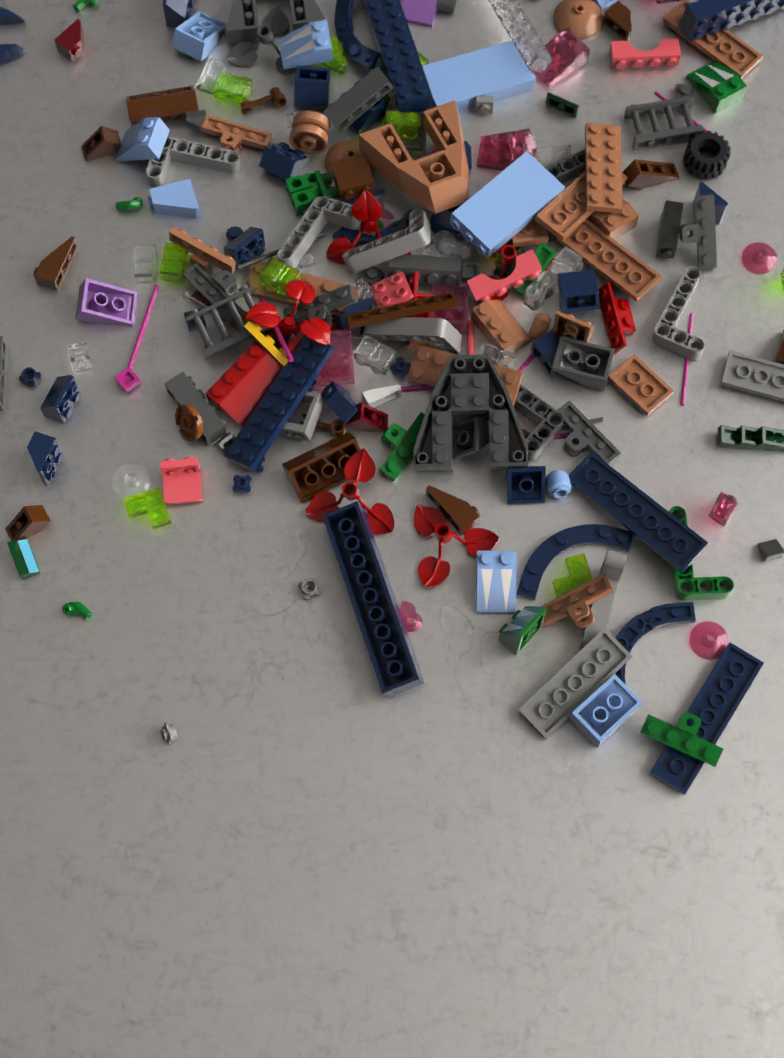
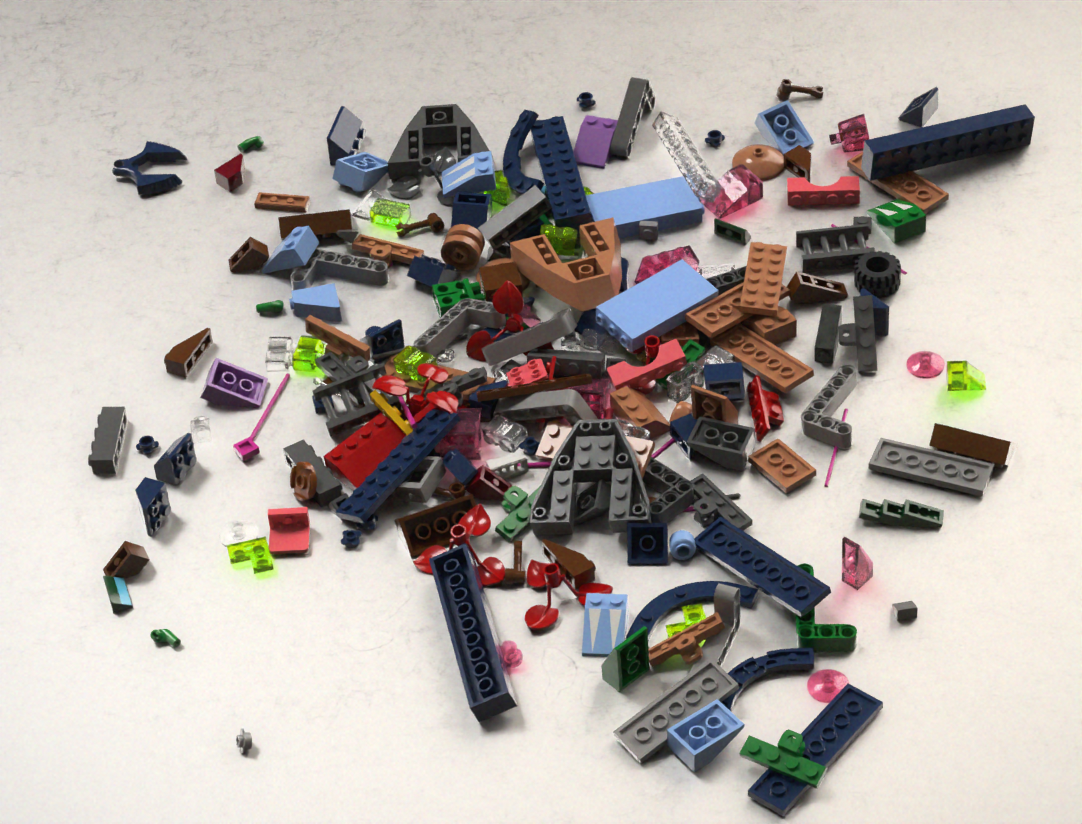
camera: 10 degrees right, 25 degrees down
(125, 74) = (282, 202): none -> nougat tile
(309, 583) = (408, 626): light grey plate -> none
(346, 134) = (501, 252): none -> dark grey slope
(403, 523) = (516, 575): none -> reddish brown brick

